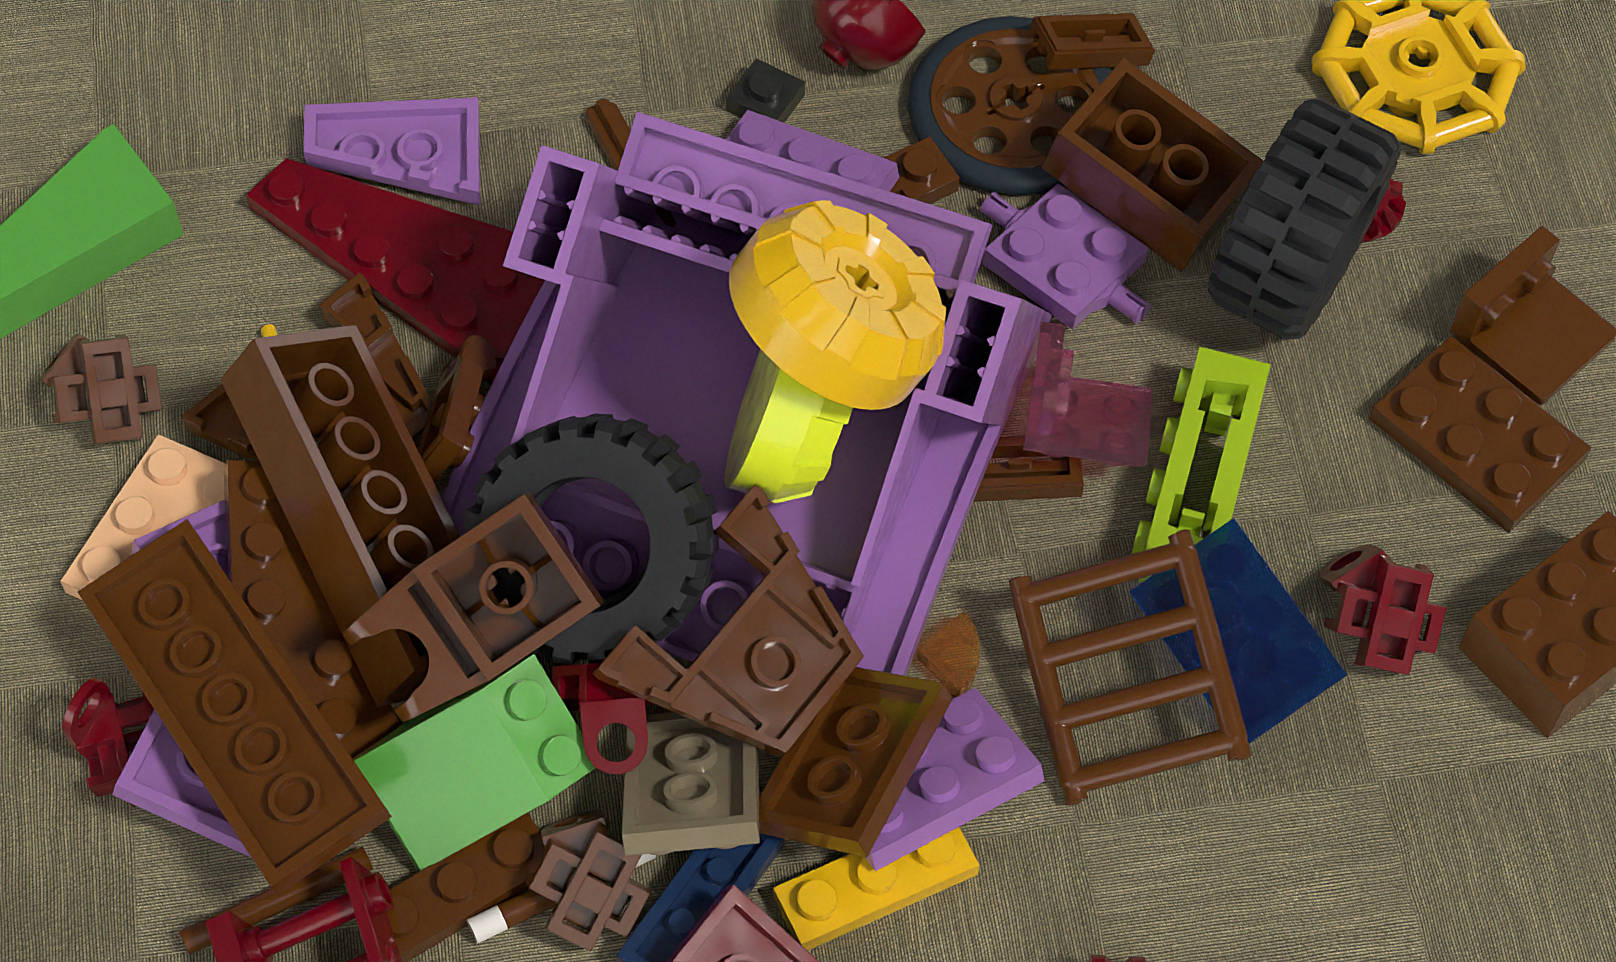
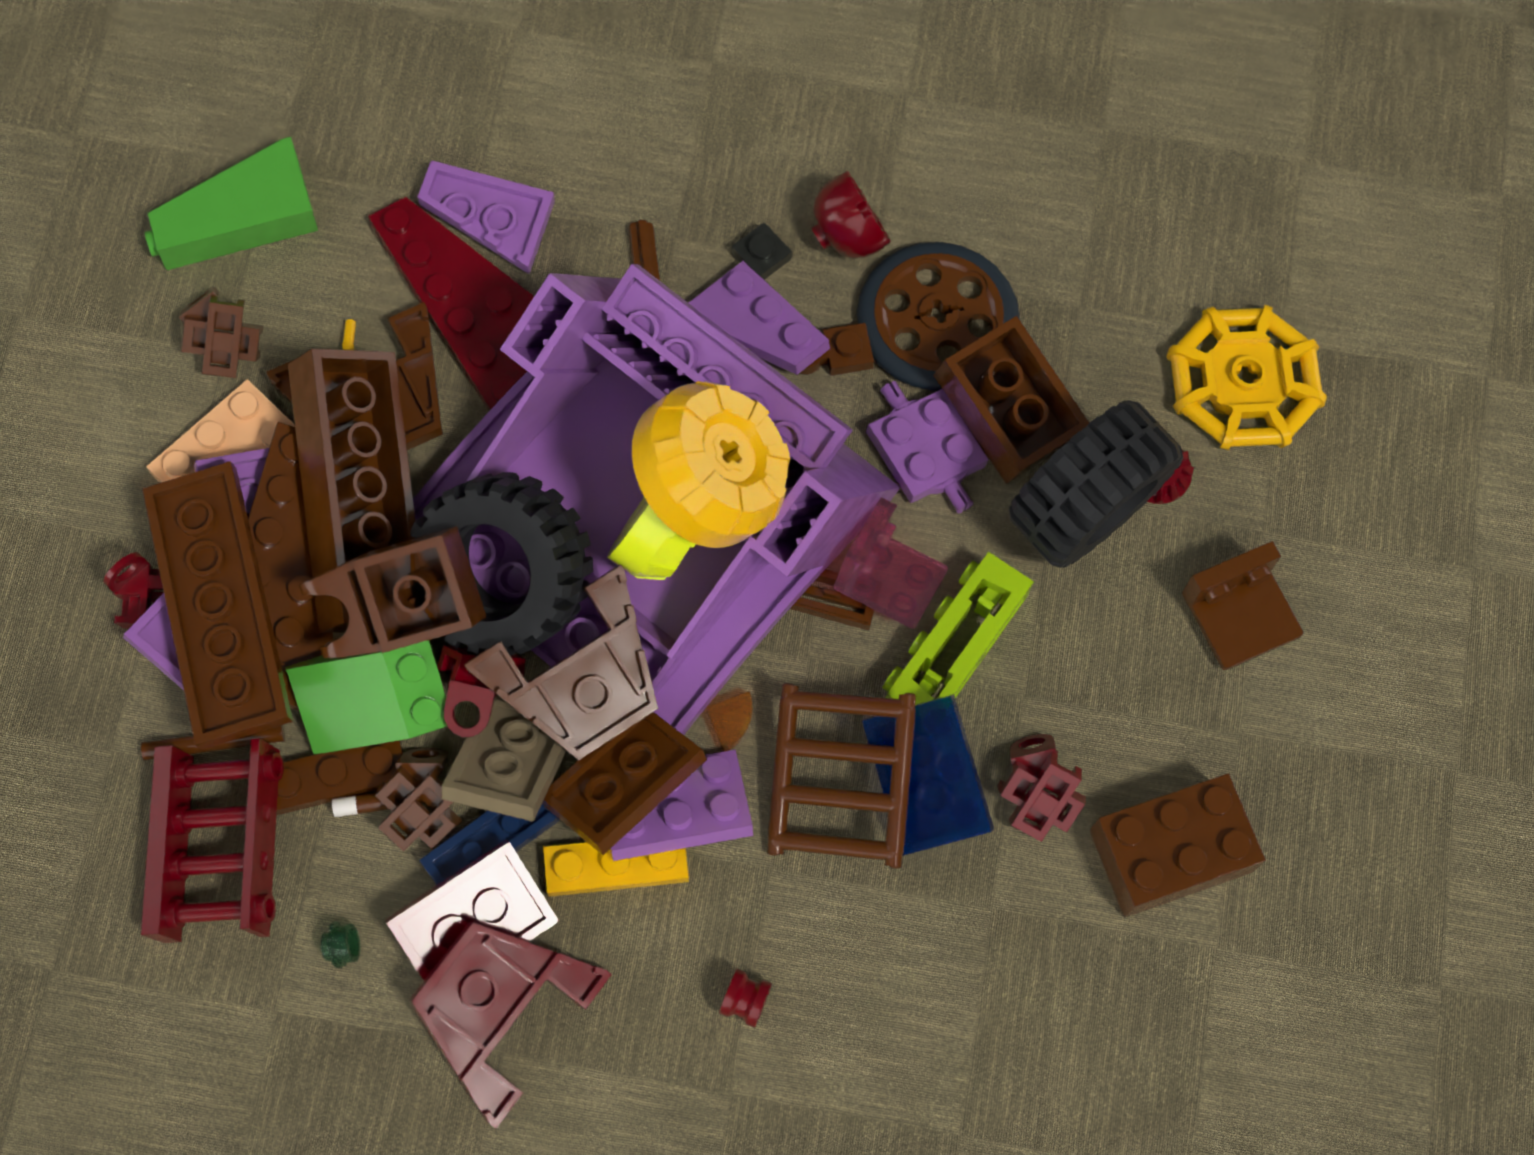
camera: 15 degrees right, 10 degrees up
(456, 406) = (450, 429): reddish brown hinge -> none
(1091, 40) = (1011, 291): reddish brown tile -> none
(1480, 433) = (1170, 677): reddish brown plate -> none

